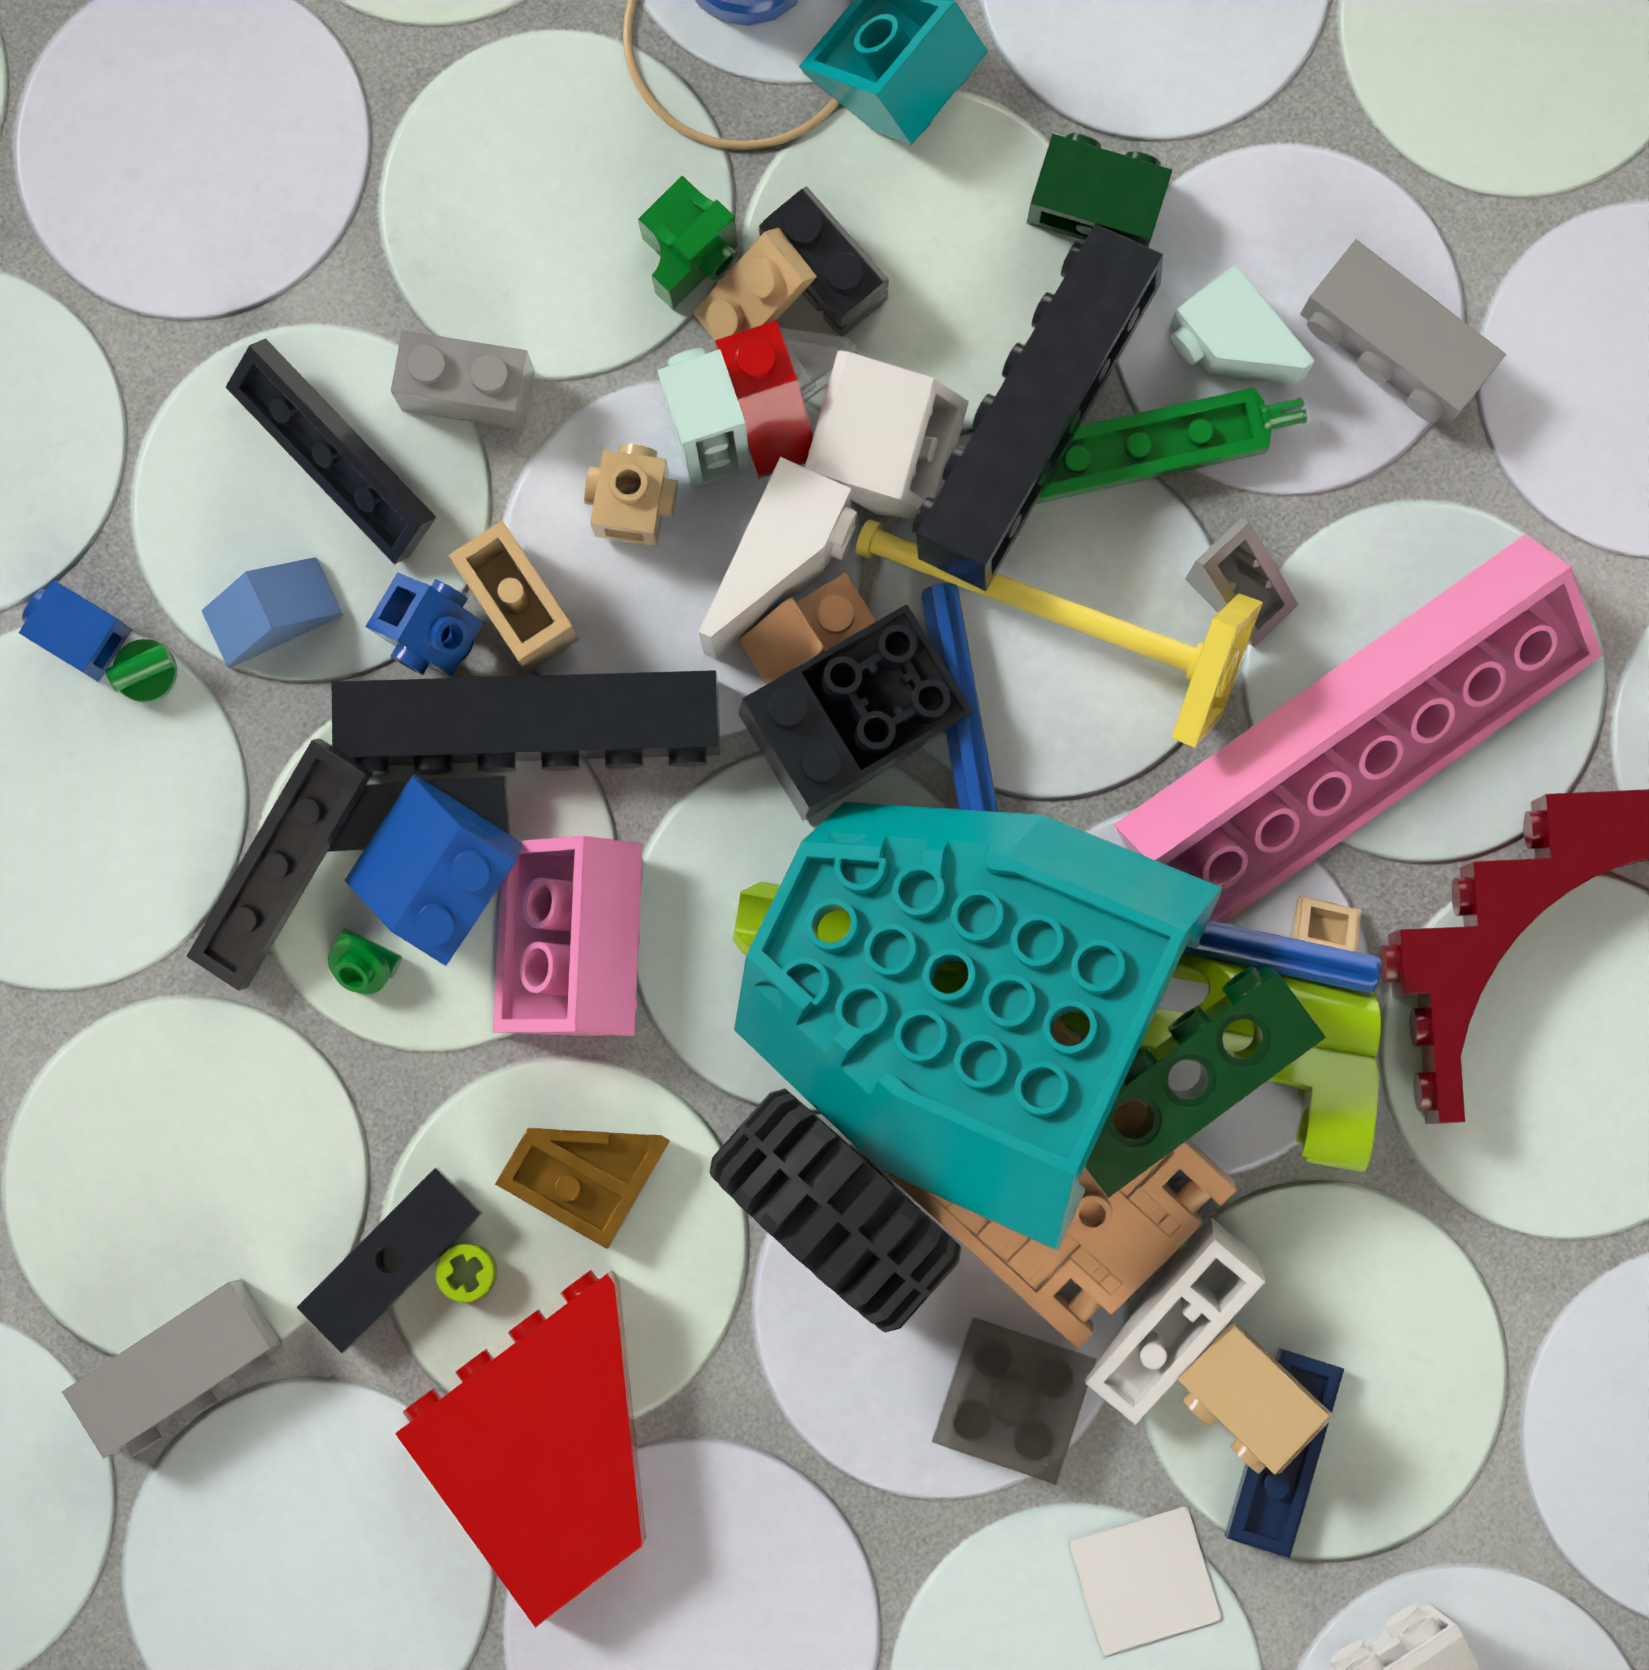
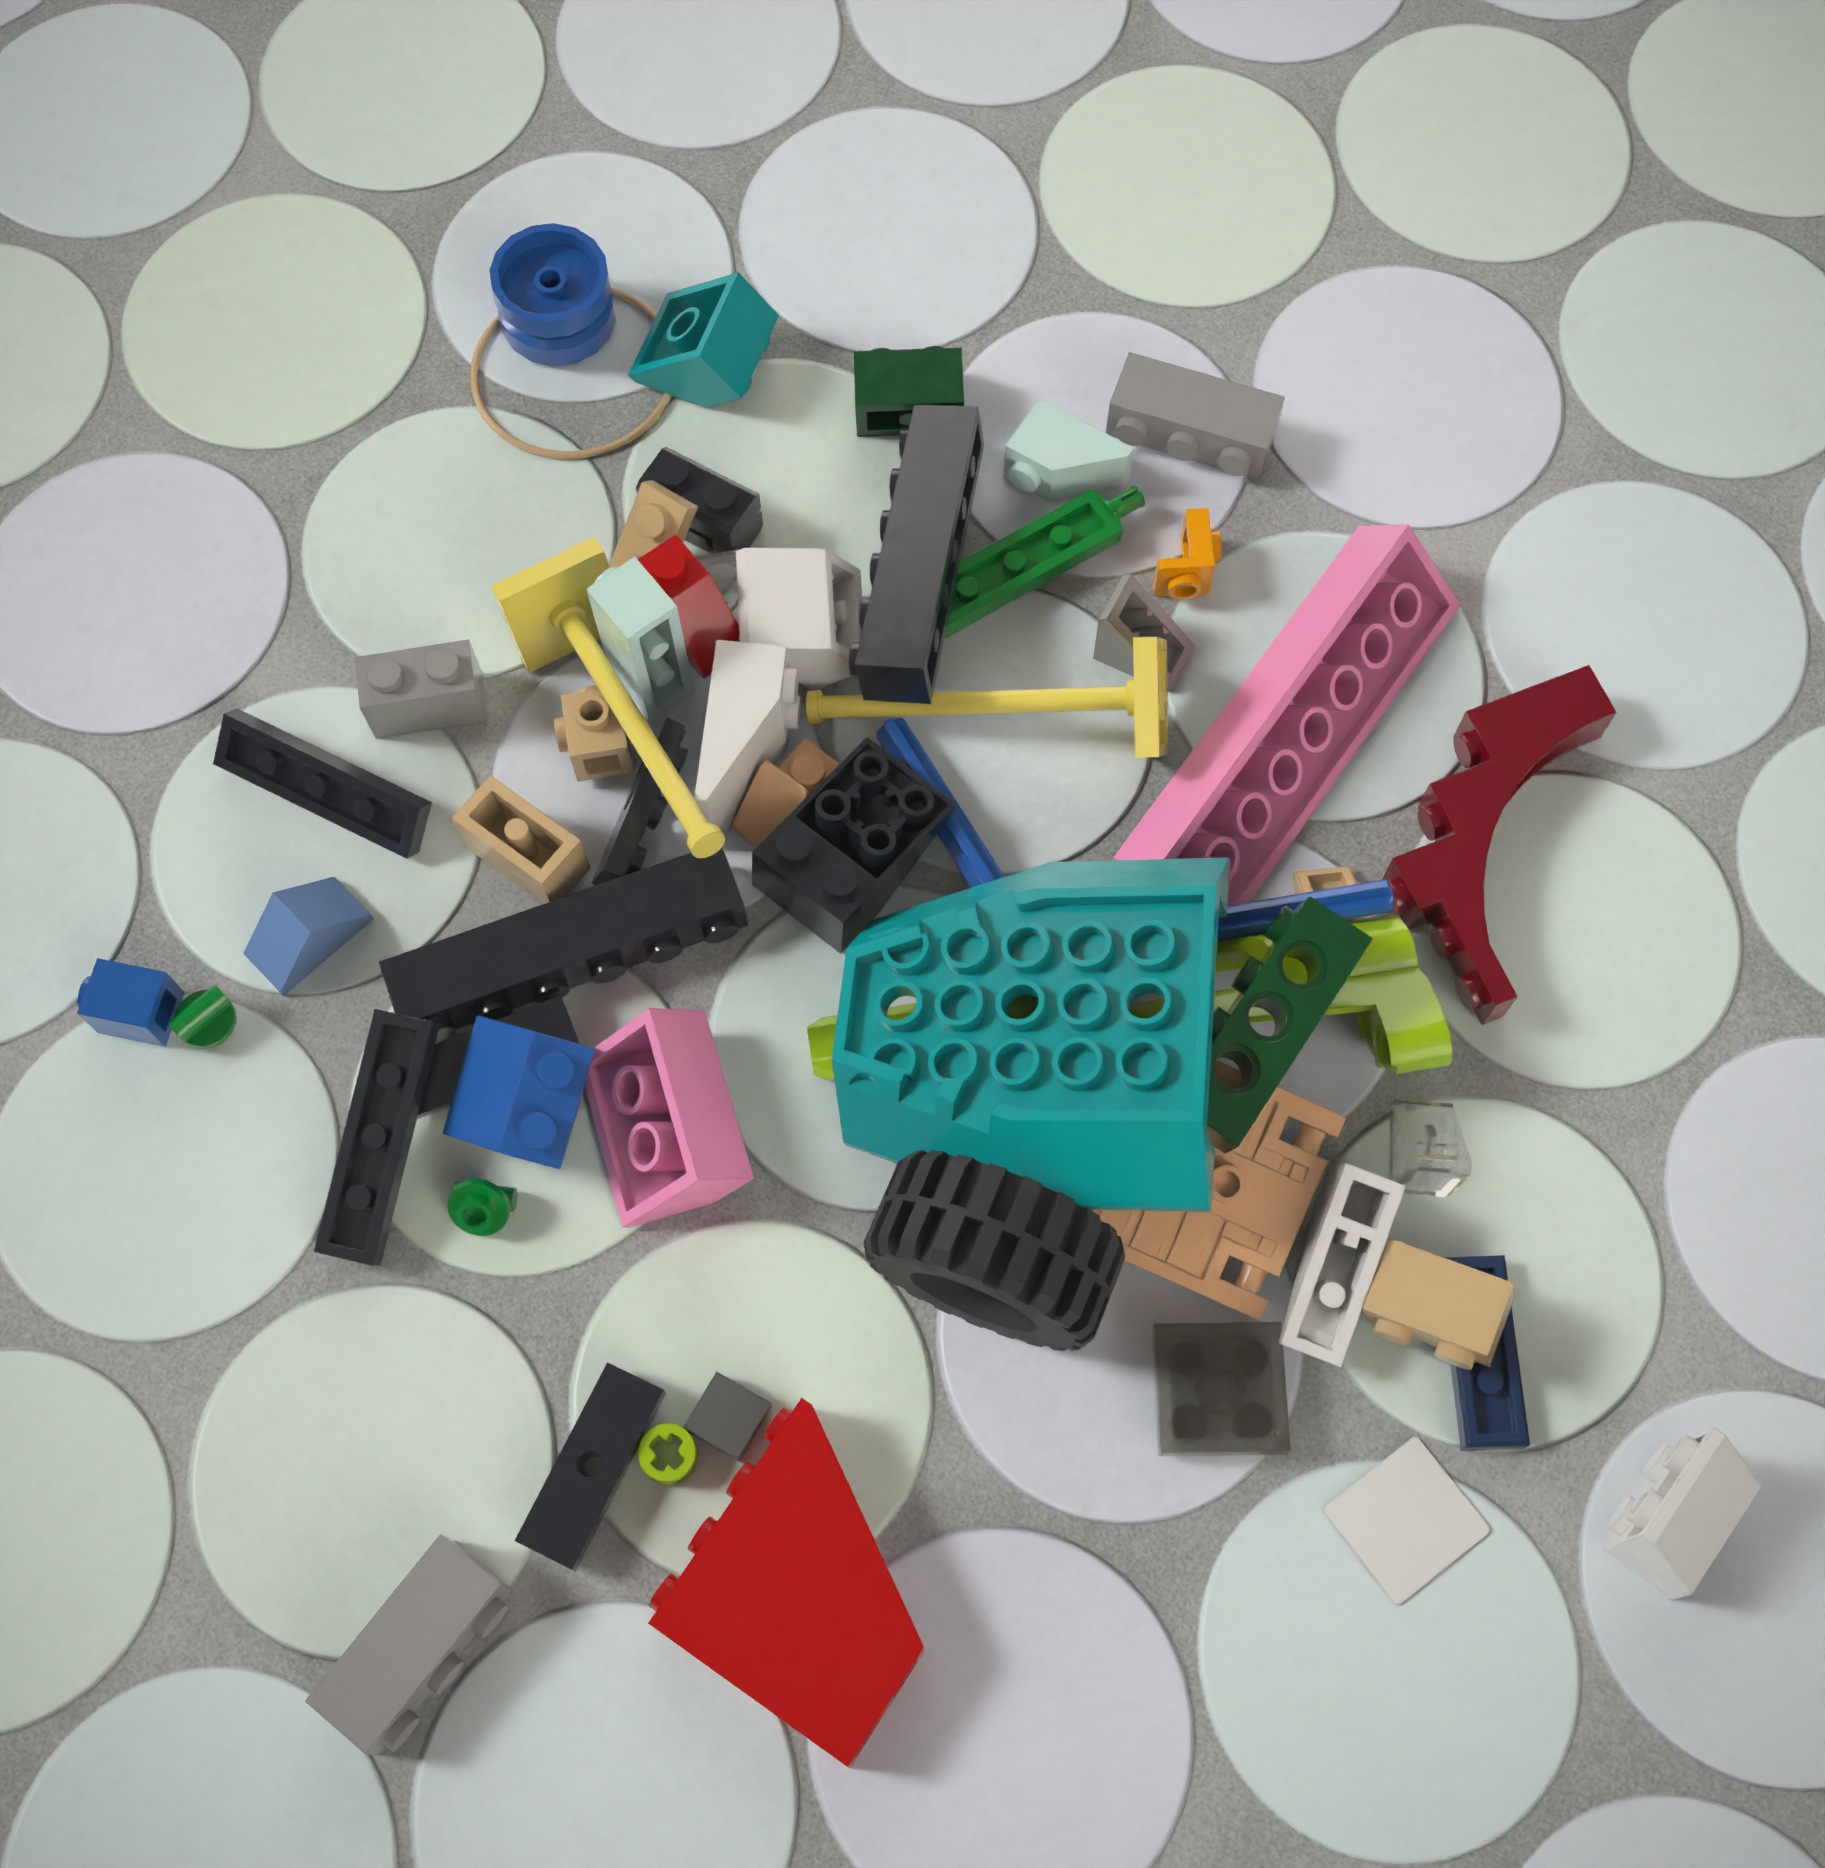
camera: 20 degrees left, 15 degrees down
(425, 624) = (449, 890): blue brick -> none
(534, 1256) = (727, 1416): none -> dark grey tile
(582, 1176) = (749, 1327): pearl gold wing -> none
(628, 345) = (553, 617): none -> light yellow tile
(651, 592) = (641, 810): none -> black tile
(690, 237) = (577, 512): green brick -> none
(1313, 1232) = (1427, 1148): none -> clear slope
(1345, 499) = (1192, 573): none -> light orange bracket

